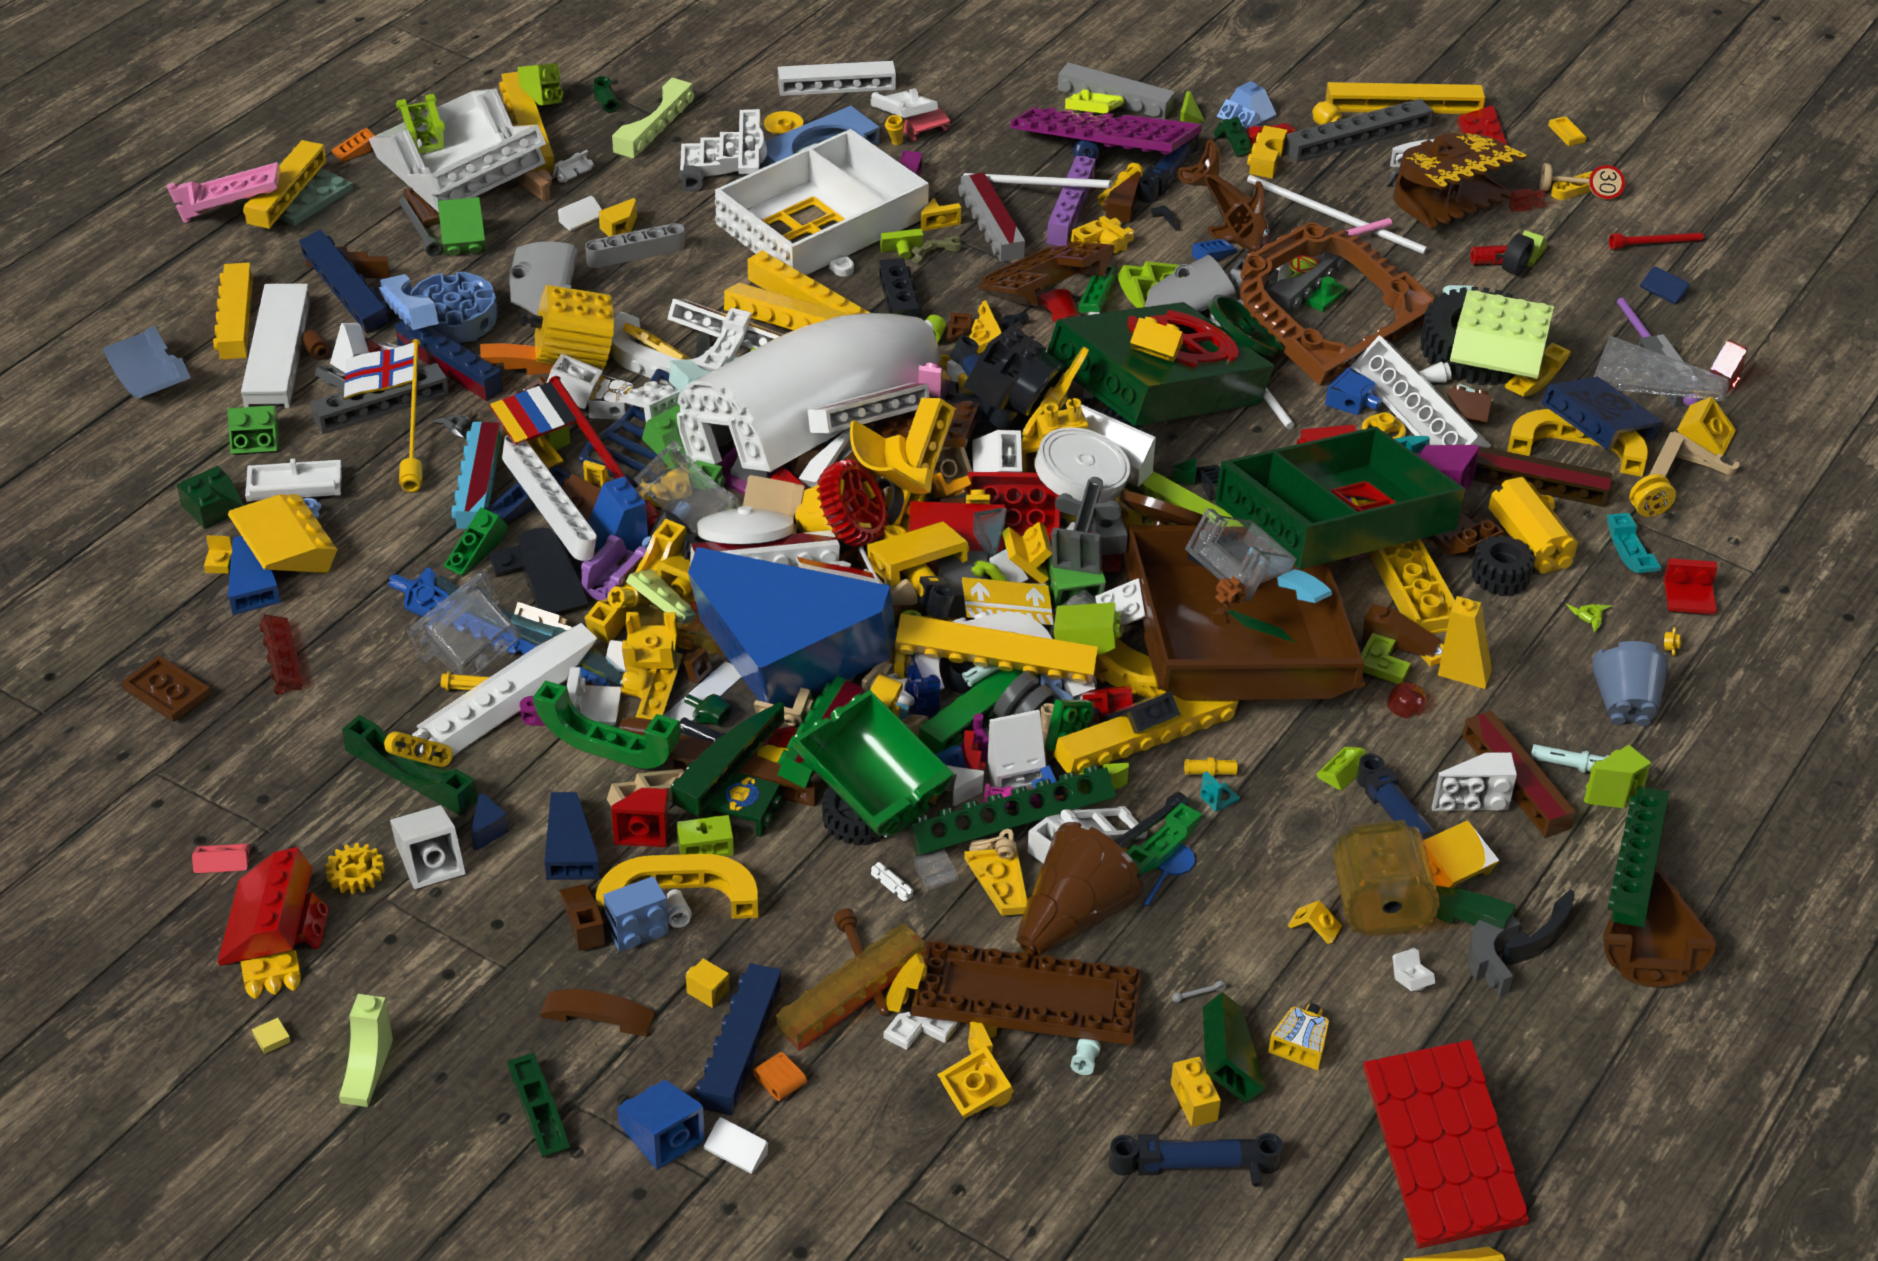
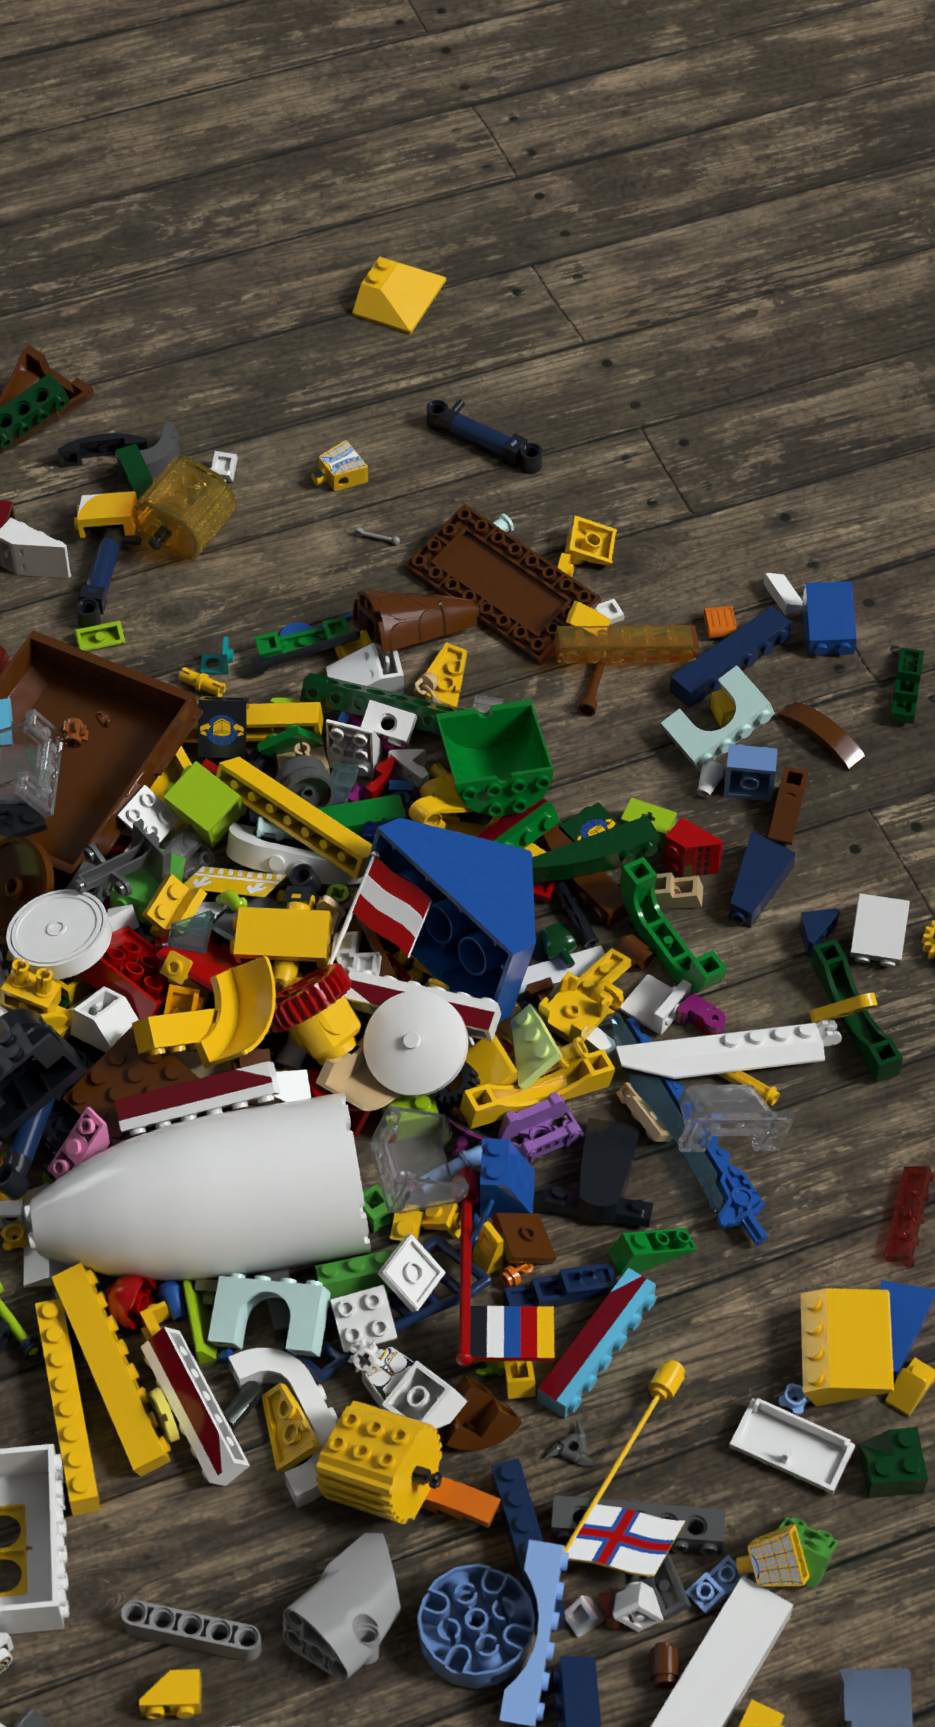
camera: 145 degrees left, 10 degrees up
(264, 395) = (776, 1559): none -> yellow torso
(305, 392) = (715, 1586): none -> light blue slope
(550, 499) = (560, 1220): white beam -> none
(631, 377) = (362, 1363): none -> white gear
(636, 425) = (411, 1273): none -> white tile
(687, 872) = (701, 811): yellow arch -> none
(702, 924) = (705, 746): none -> light aqua arch
(729, 340) = (233, 1357): white slope -> none
(748, 303) = (164, 1415): none -> light yellow tile
(999, 775) = (403, 727): none -> white brick
(1098, 815) = (334, 655): white window -> none
(1195, 1092) = (448, 468): yellow brick -> none
(1230, 1050) = (401, 476): dark green slope -> none
(1319, 918) = (246, 530): yellow bracket -> none
(1445, 1144) = (324, 357): red piece -> none

